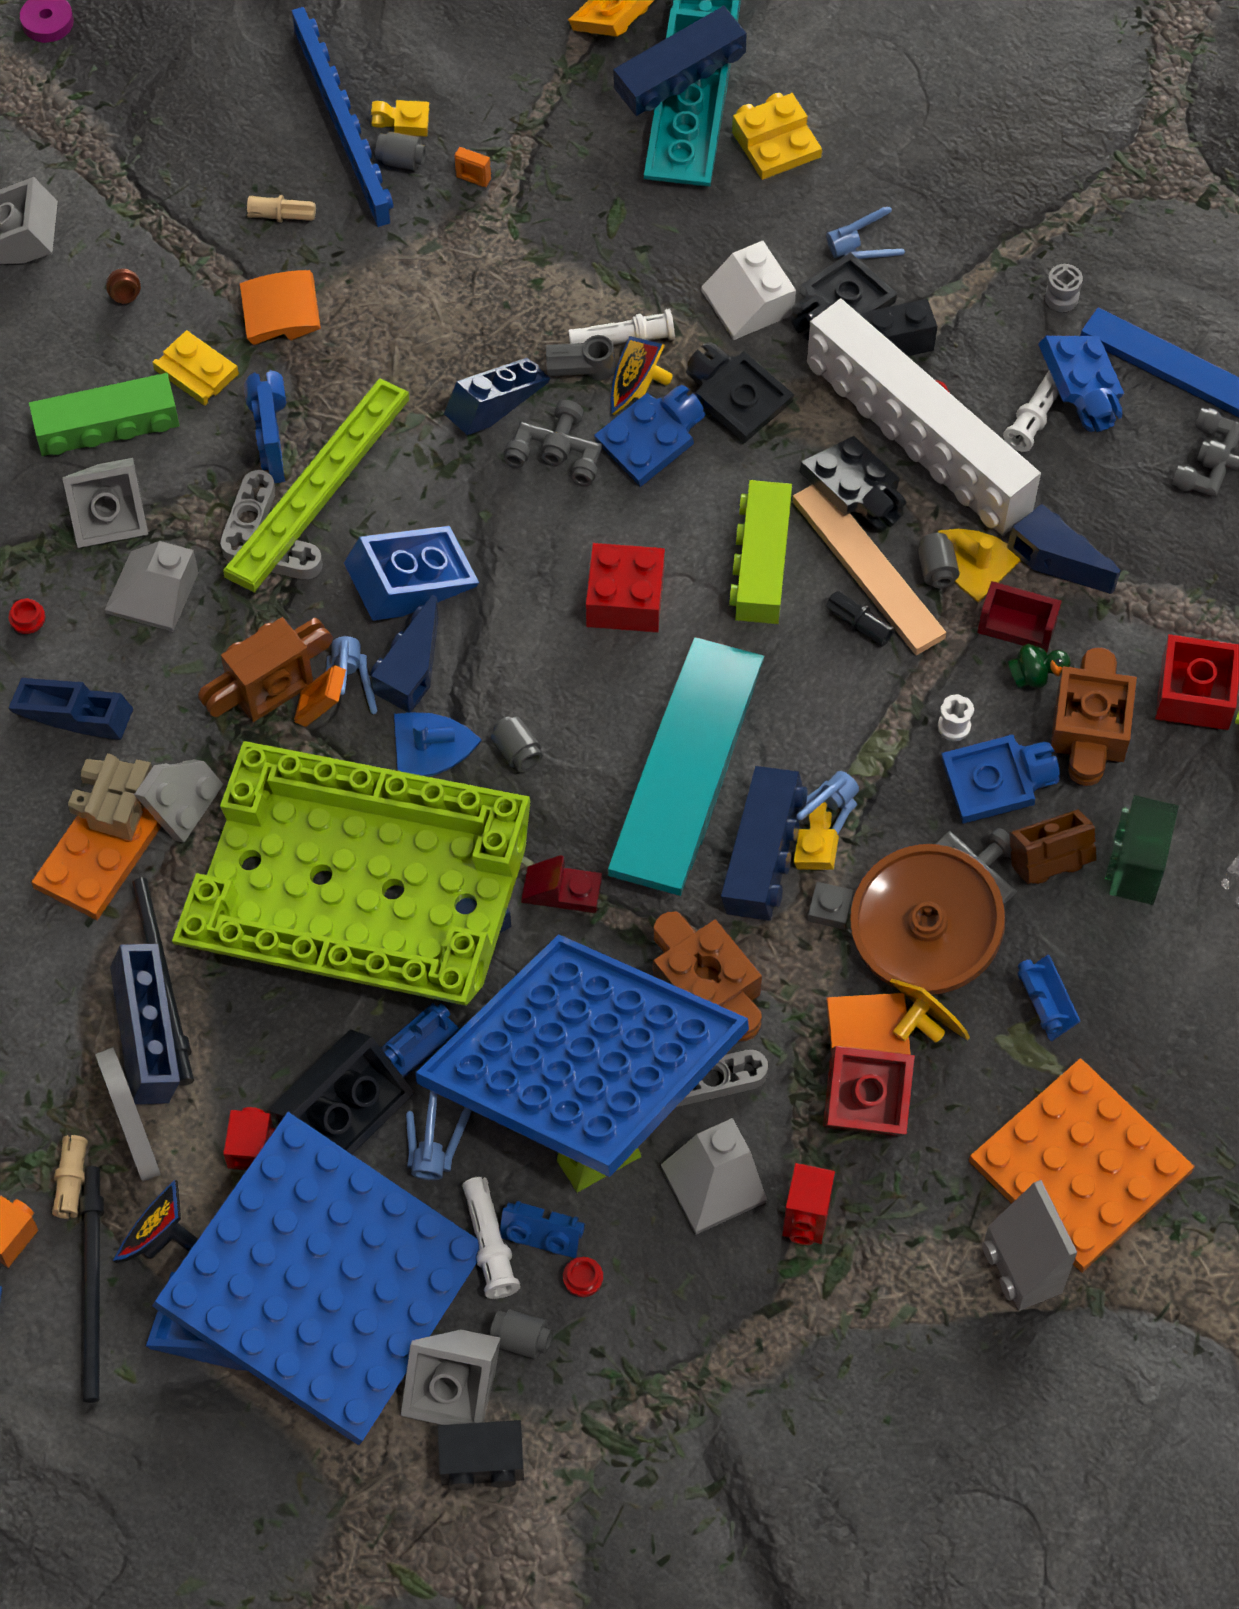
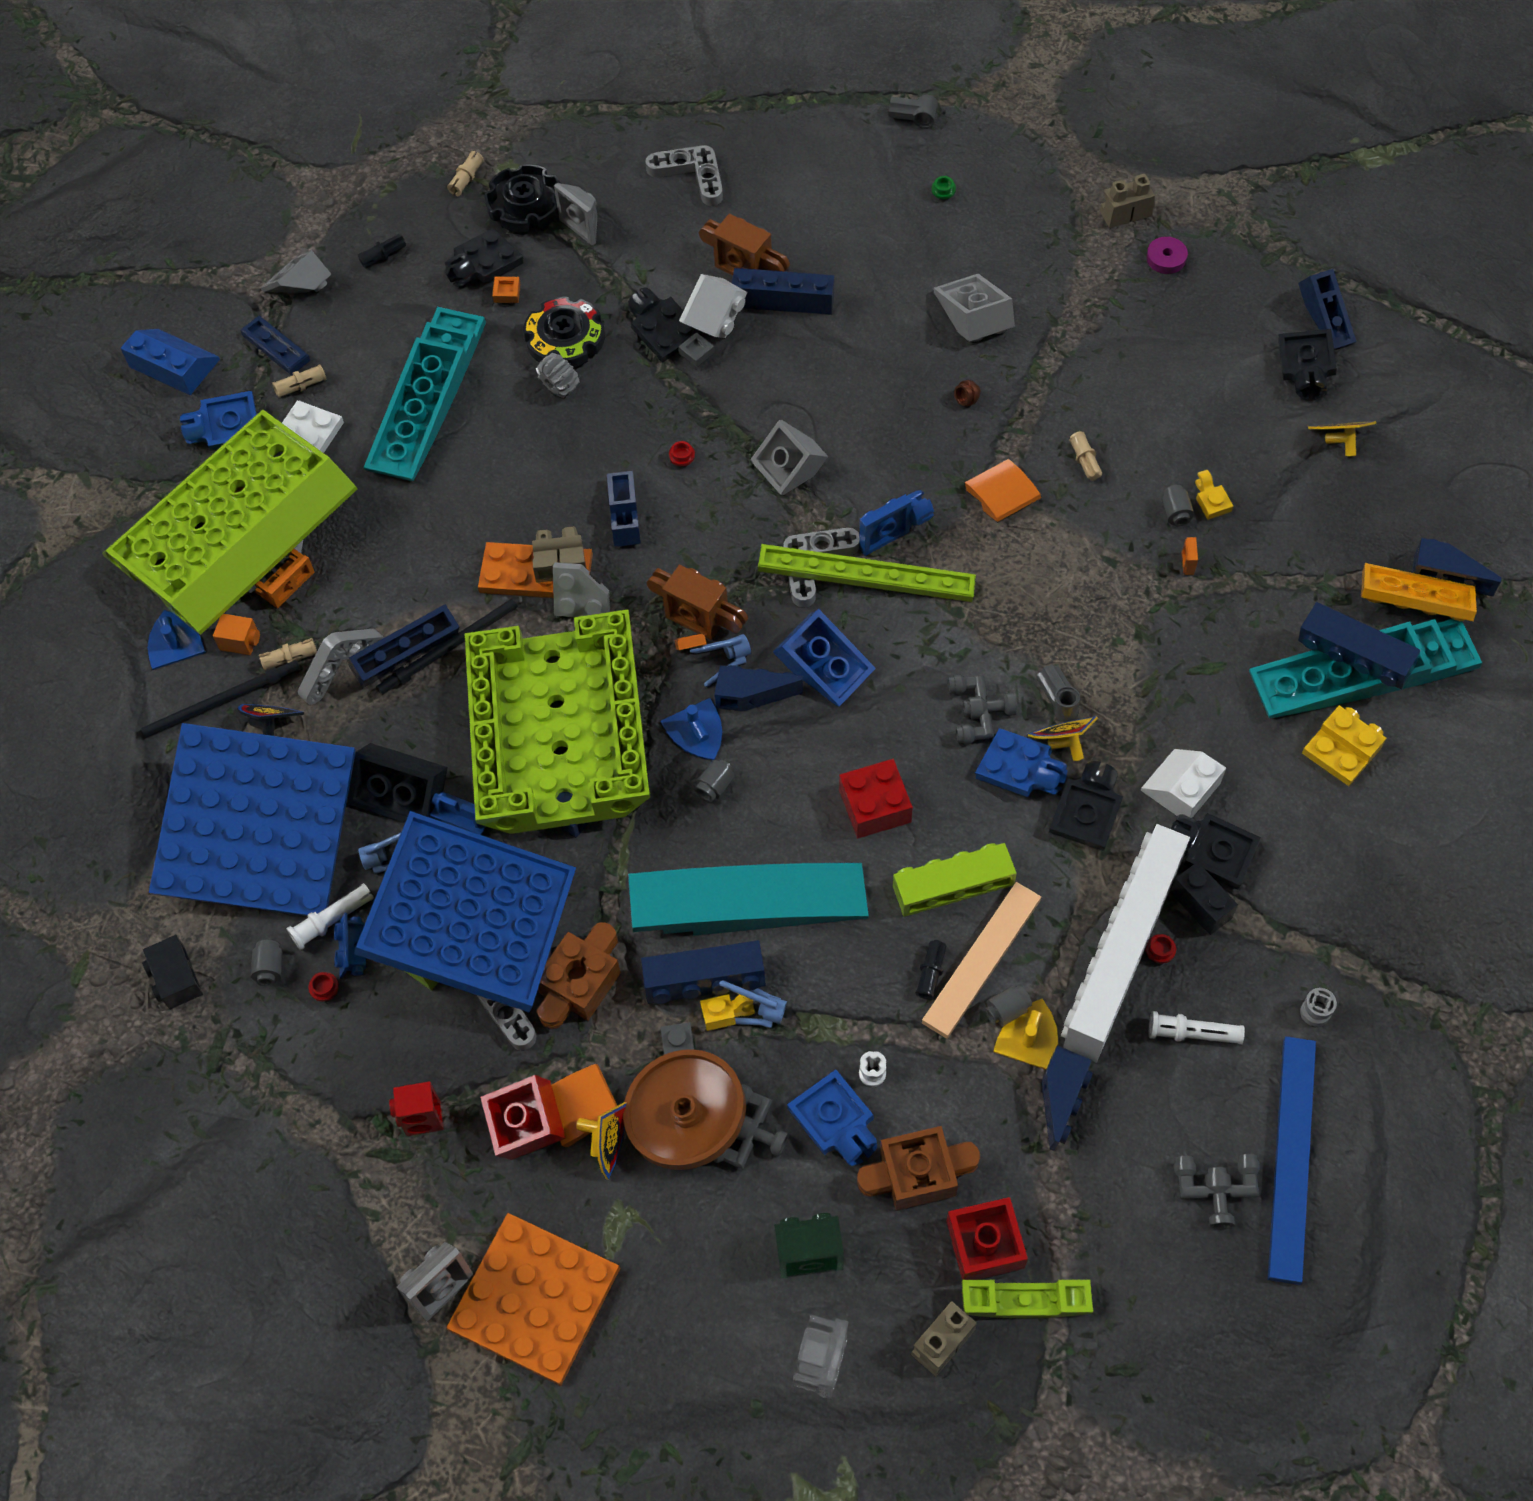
camera: 70 degrees right, 0 degrees up
(104, 414) = (856, 427): bright green brick -> none
(154, 585) = (738, 516): light grey slope -> none
(196, 367) = (926, 464): yellow plate -> none
(246, 1136) = (348, 735): red brick -> none
(346, 125) = (1181, 461): blue plate -> none
(450, 1377) = (219, 933): light grey slope -> none
(491, 395) = (999, 650): dark blue slope -> none
(559, 887) = (616, 857): dark red slope -> none
(641, 327) = (1108, 720): white pin -> none
(714, 1177) = (427, 1044): light grey slope -> none
(847, 239) = (1272, 830): medium blue plant -> none
(856, 482) = (1050, 920): black plate -> none
(1019, 616) = (984, 1082): dark red panel -> none
(1034, 665) = (944, 1110): dark green animal -> none
(1048, 996) = (649, 1230): blue hinge -> none
(1053, 847) = (786, 1178): reddish brown brick -> none
(1084, 378) = (1236, 1052): blue plate -> none

